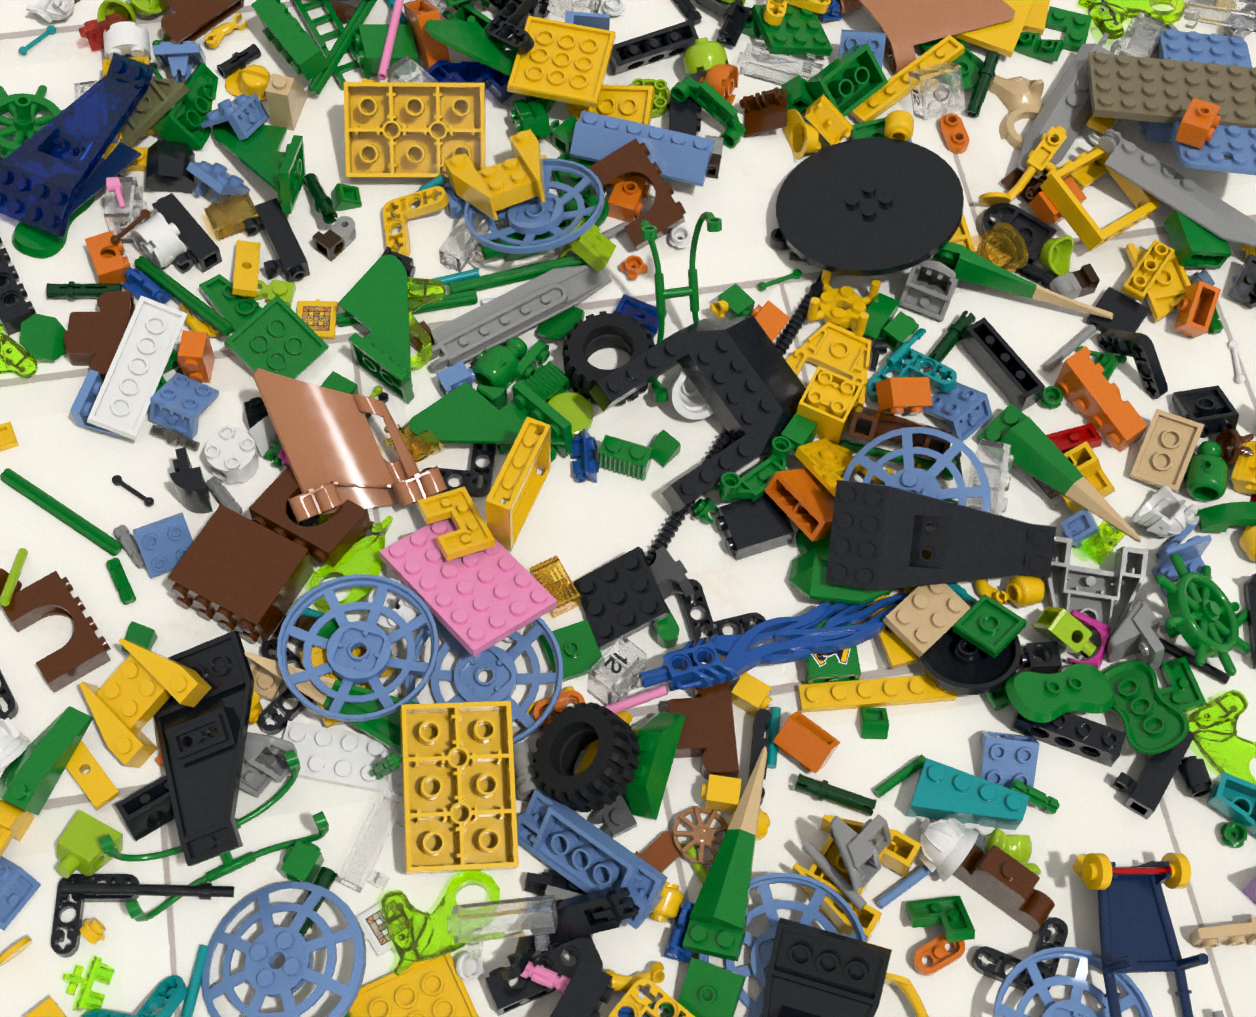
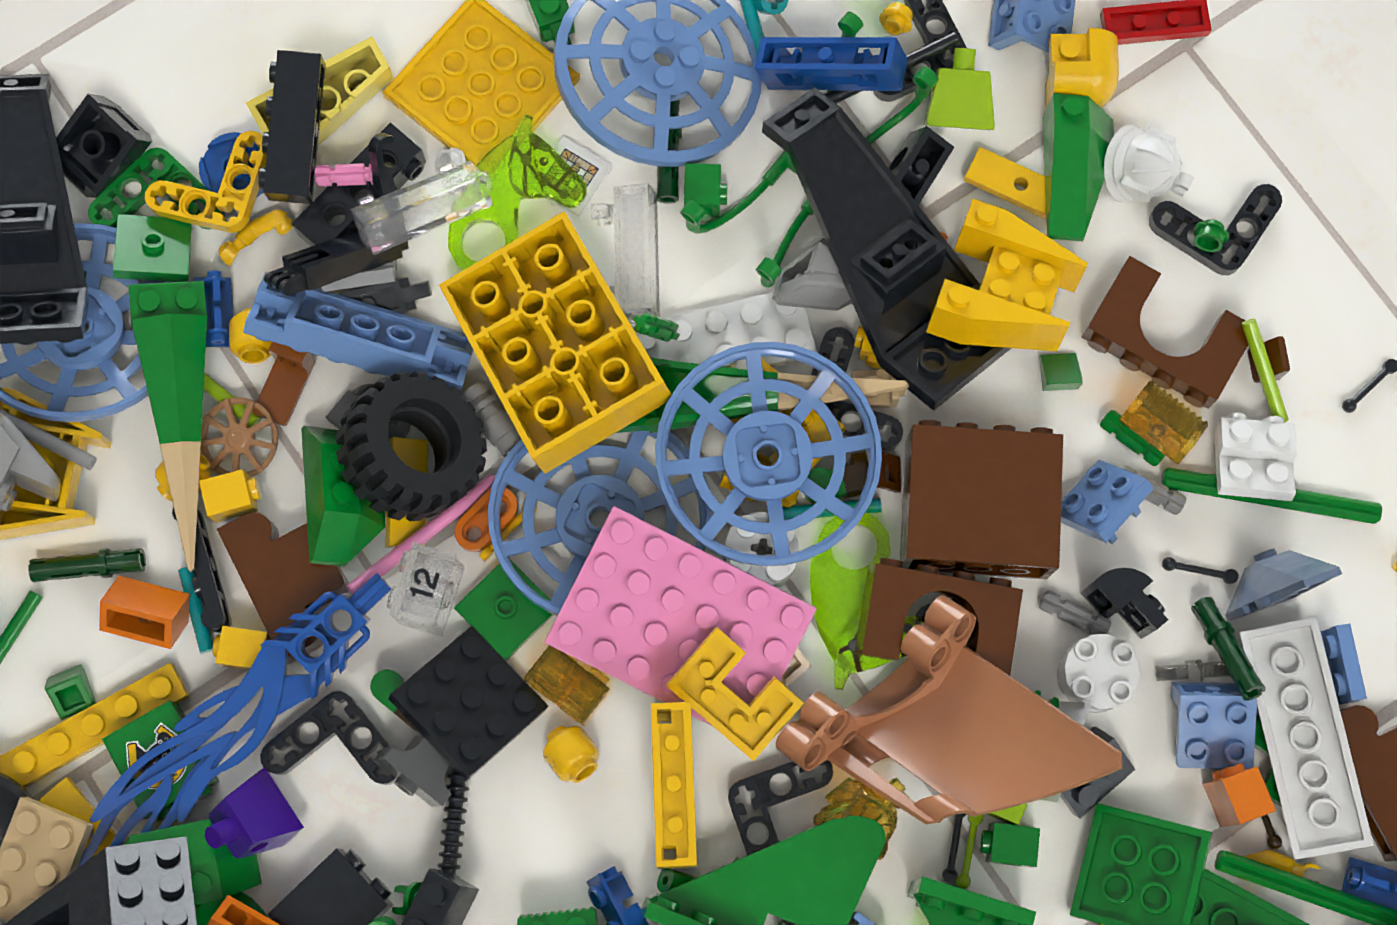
camera: 160 degrees right, 15 degrees up
(56, 532) = (1255, 457): none -> white plate
(94, 448) = (1277, 579): none -> sand blue wedge
(97, 576) = (1164, 422): none -> clear yellow brick
(148, 433) = (1221, 636): none -> dark green pin
(162, 901) = (831, 63): none -> blue brick
(572, 547) = (571, 753): none -> yellow head
(783, 588) = (253, 818): none -> dark purple torso

